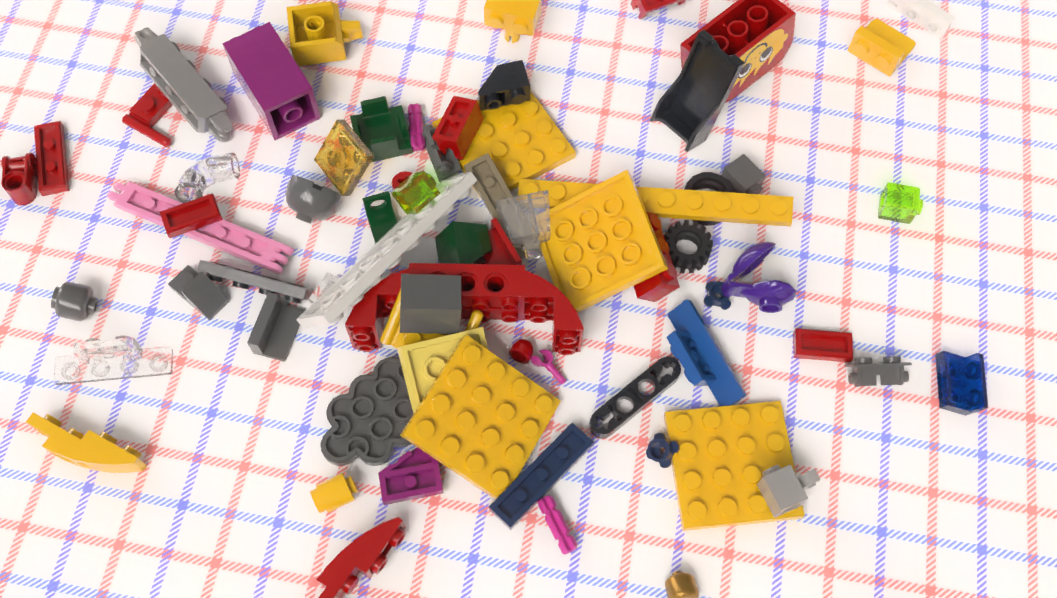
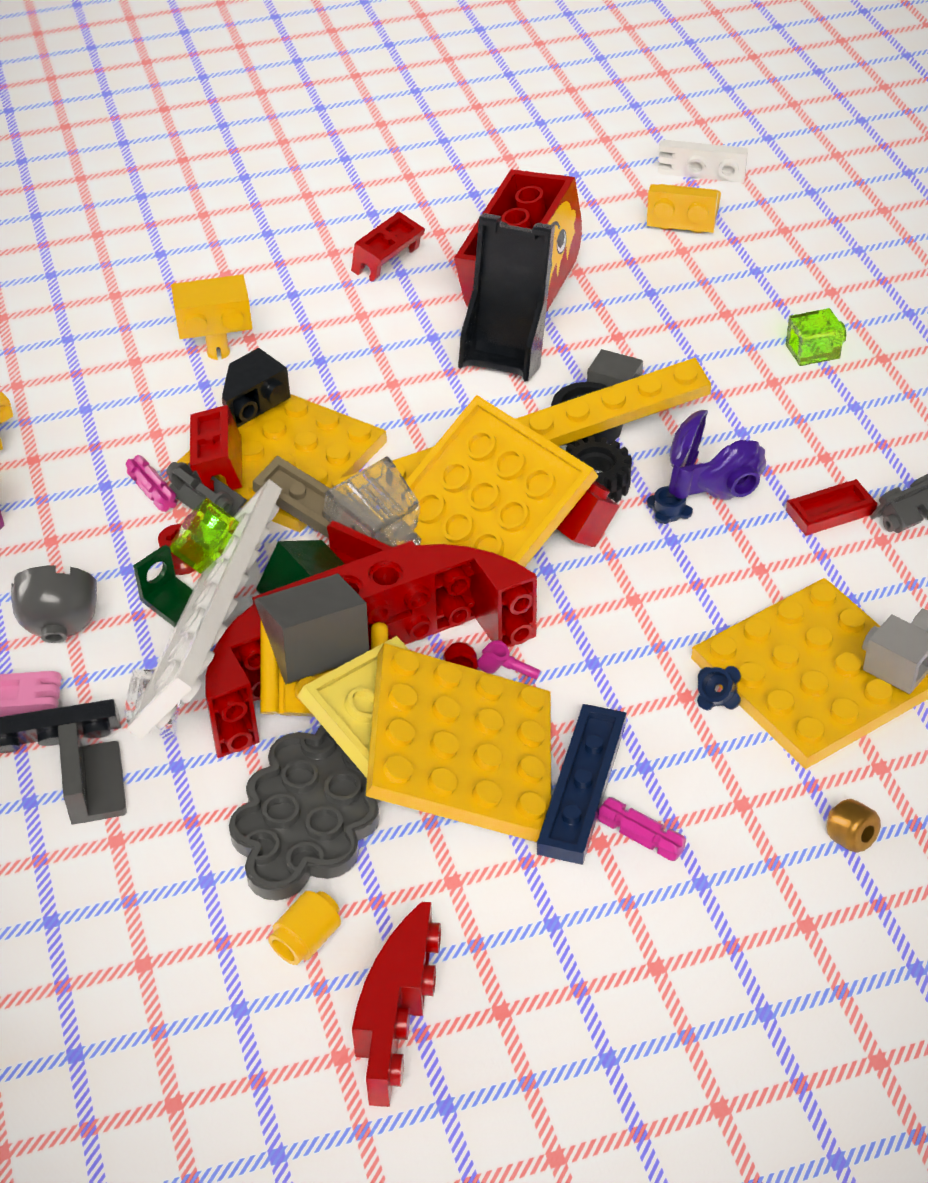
camera: 25 degrees left, 20 degrees down
(343, 157) = (73, 535): clear yellow plate -> none
(382, 129) = (103, 505): dark green panel -> none
(410, 478) = (405, 859): magenta wing -> none
(638, 400) = (647, 651): black beam -> none
(701, 355) = (698, 567): blue bracket -> none

